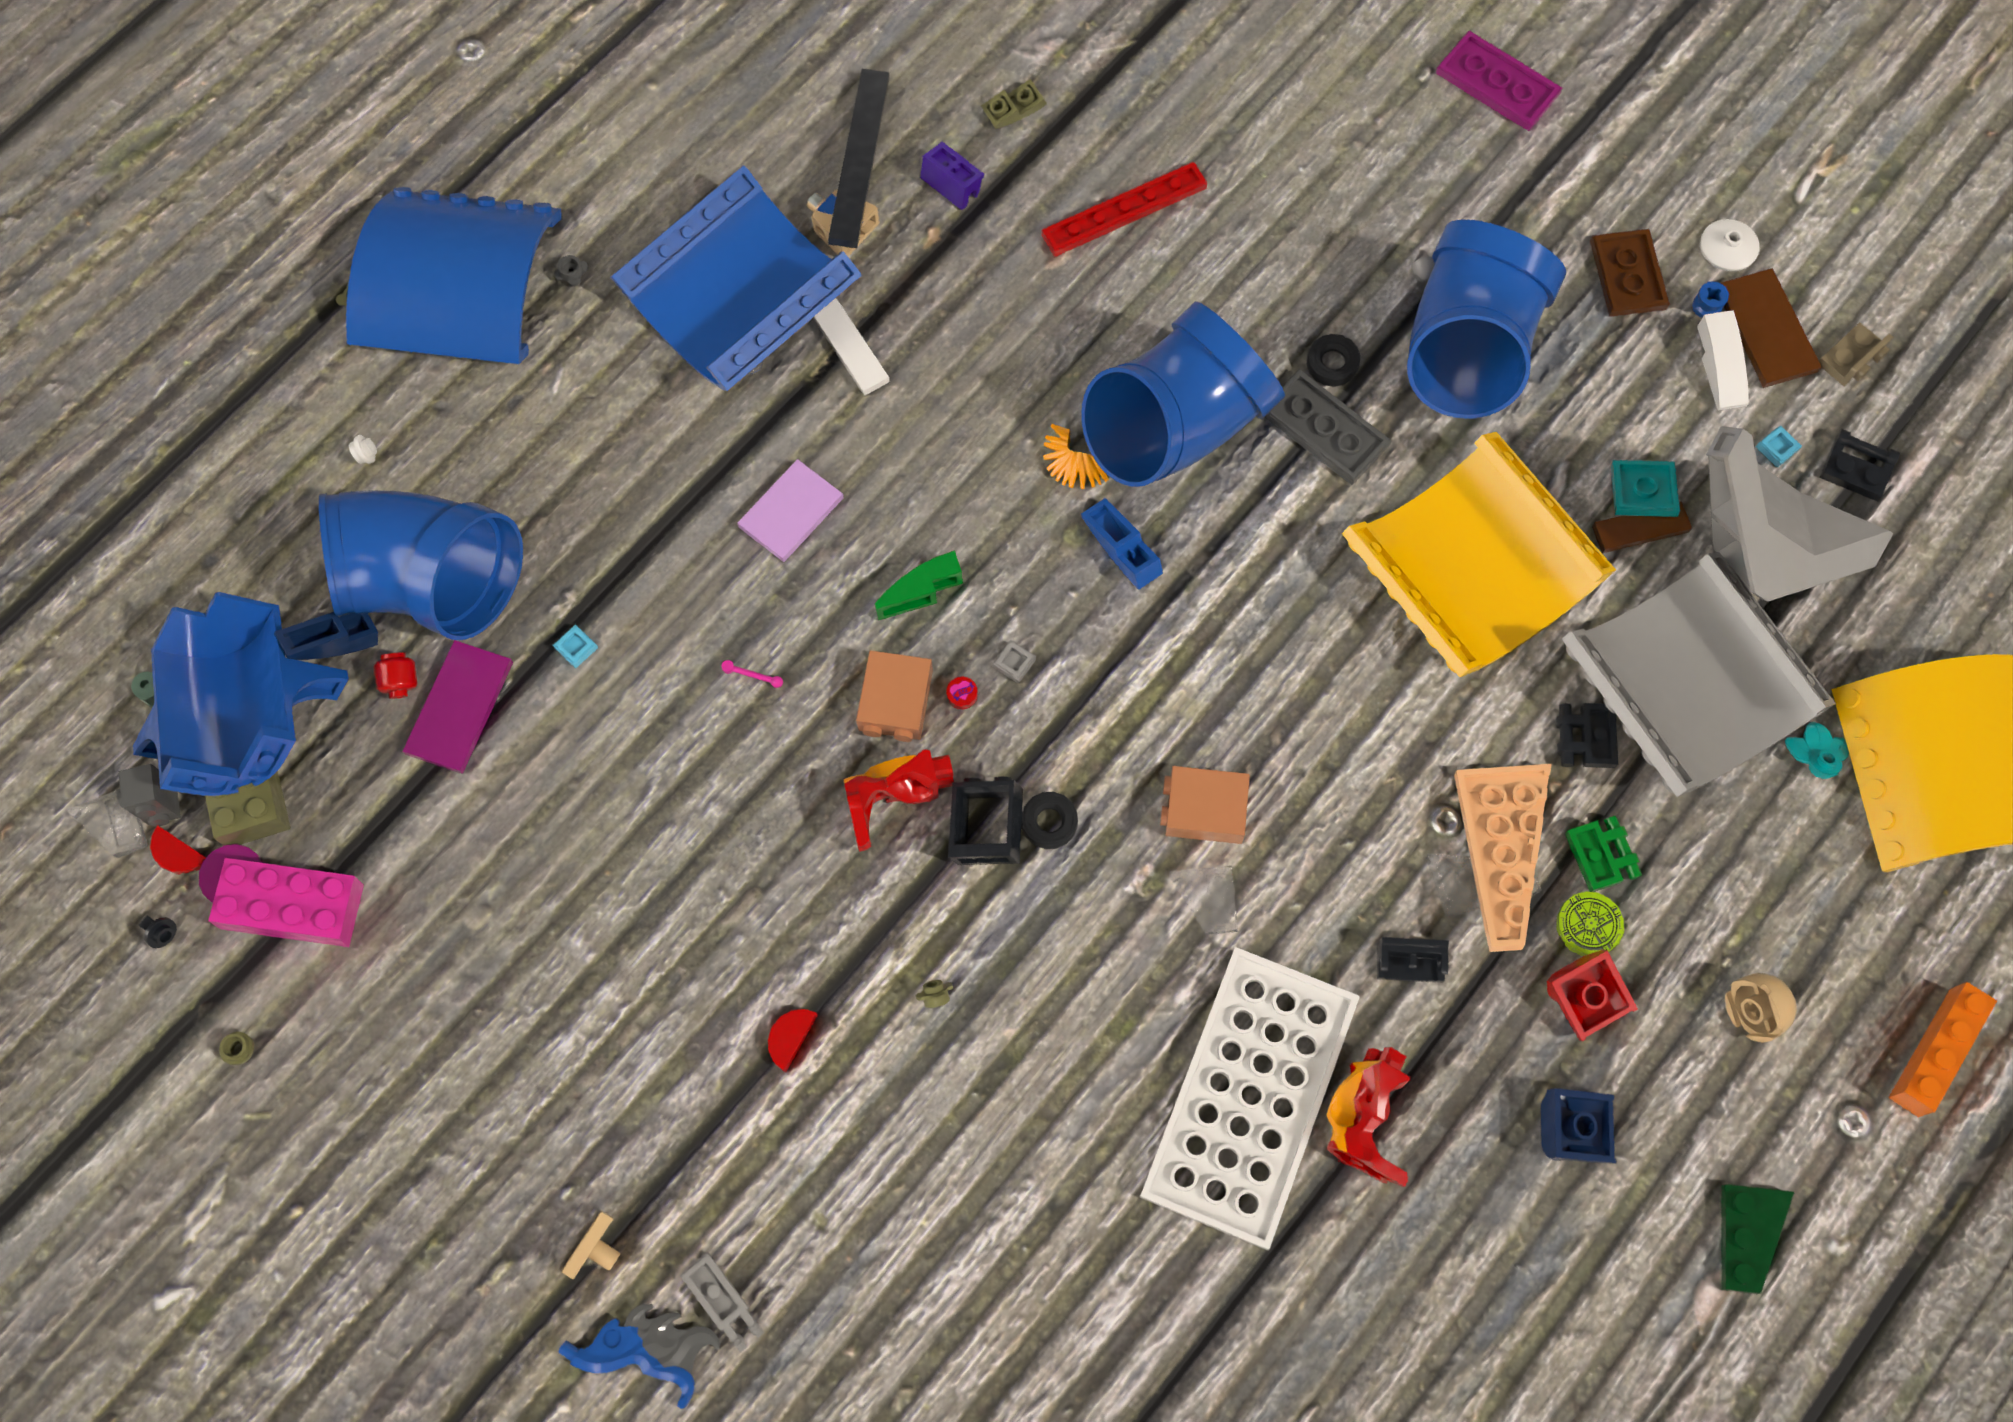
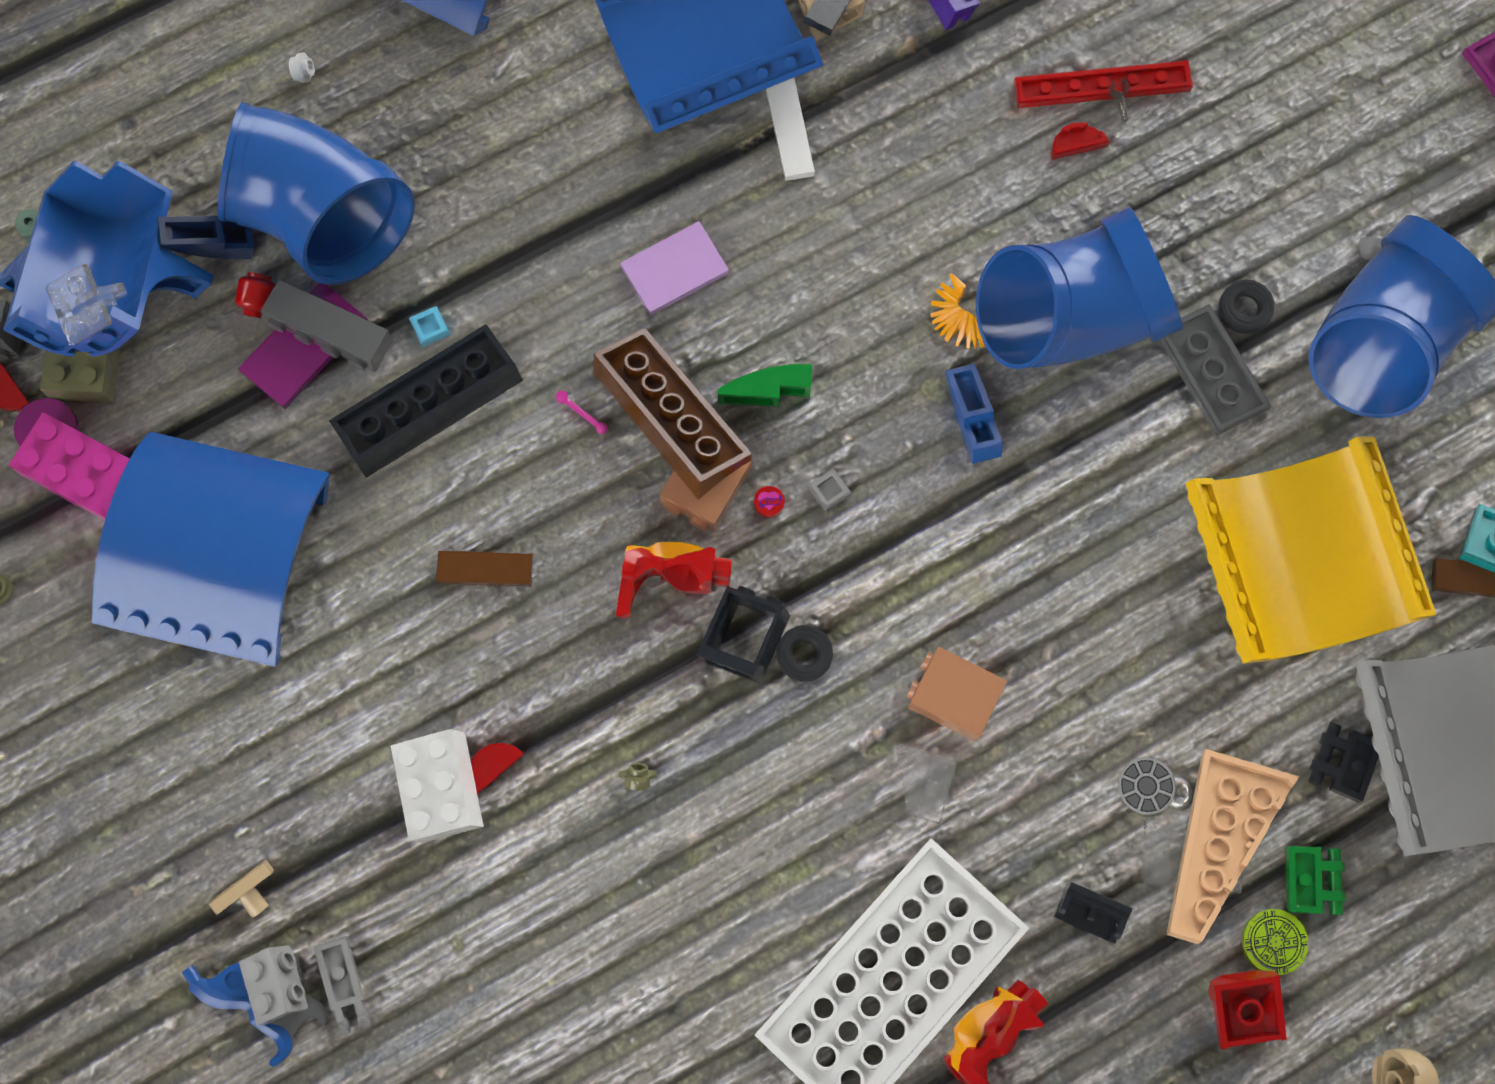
camera: 15 degrees right, 5 degrees up
(231, 735) = (81, 304): none -> clear bracket
(430, 931) = (203, 546): none -> blue panel
(476, 678) = (327, 326): none -> dark grey brick
(597, 716) = (426, 400): none -> black arch
(653, 1326) = (273, 984): none -> light grey bracket
(713, 853) = (484, 568): none -> reddish brown tile
(744, 1074) = (436, 786): none -> white brick
(837, 641) = (670, 411): none -> reddish brown arch
(1120, 265) = (1077, 139): none -> red tile
(1144, 213) = (1120, 98): none -> clear smoke hand
(1415, 825) = (1147, 786): none -> sticker

